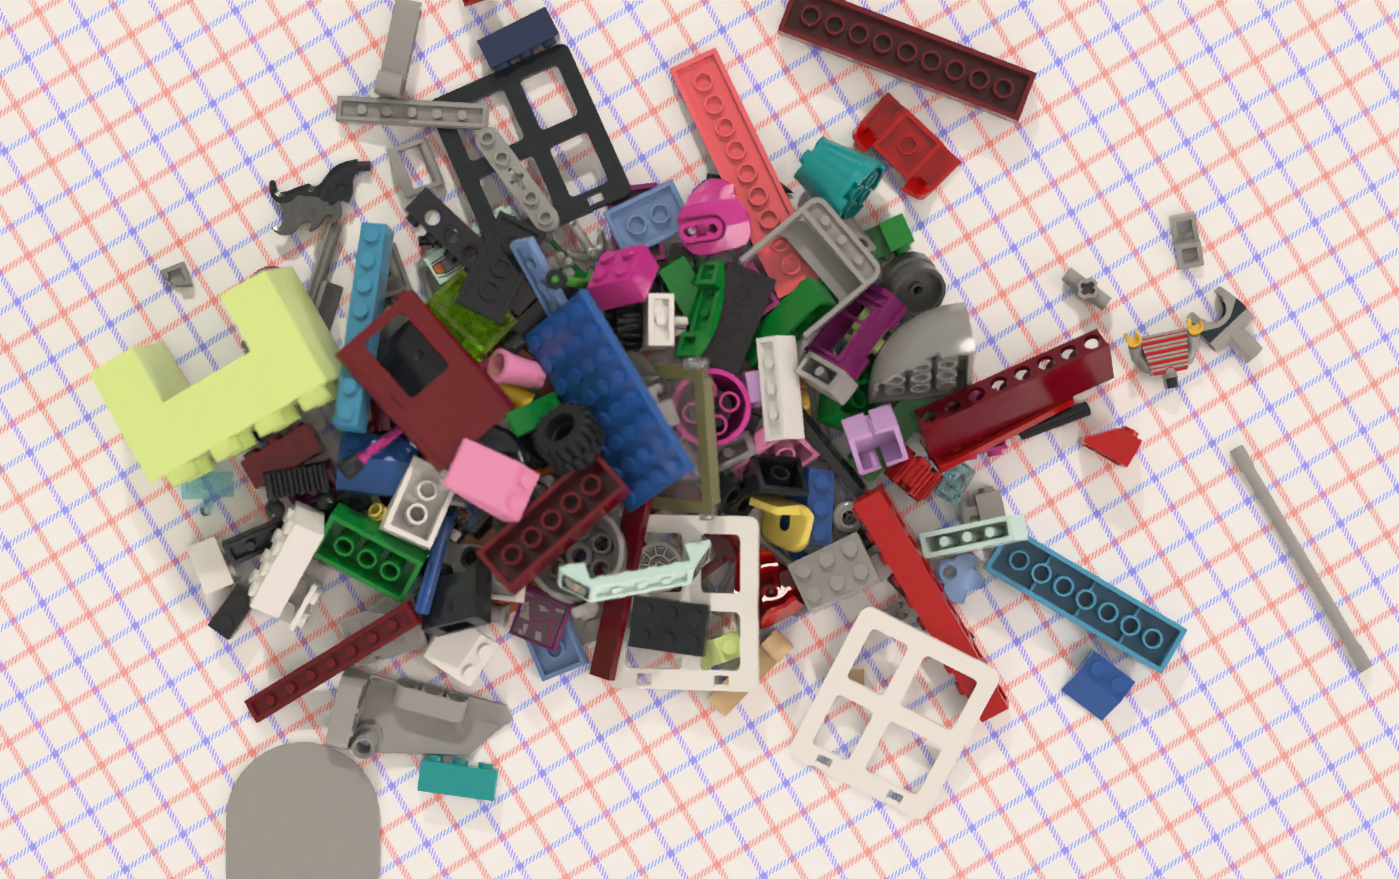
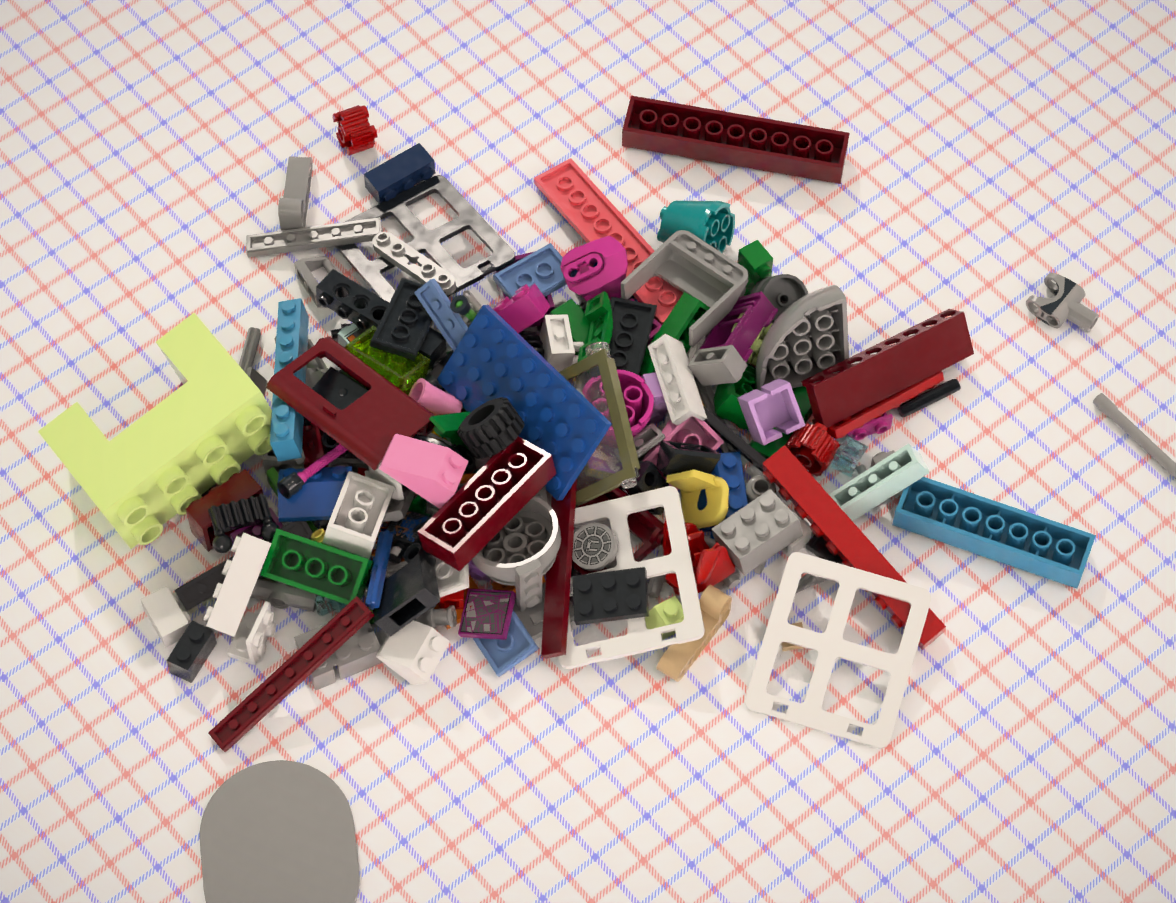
camera: 10 degrees left, 30 degrees down
(178, 275) = (114, 389): light grey tile -> none
(209, 487) = (156, 555): clear light blue plate -> none
(317, 202) = (237, 315): piece -> none
(409, 717) = (372, 722): light grey panel -> none
(458, 778) = (427, 771): teal brick -> none
(577, 581) = (566, 539): light aqua slope -> none
(906, 146) = (756, 210): red piece -> none
(963, 576) = (877, 531): light blue plate -> none
(1097, 685) = (1025, 603): blue slope -> none
(1098, 297) = (932, 292): light grey axle -> none
(1115, 444) = (984, 401): red slope -> none
(1165, 352) = (1013, 329): torso -> none
(1186, 240) = (1008, 248): light grey slope -> none

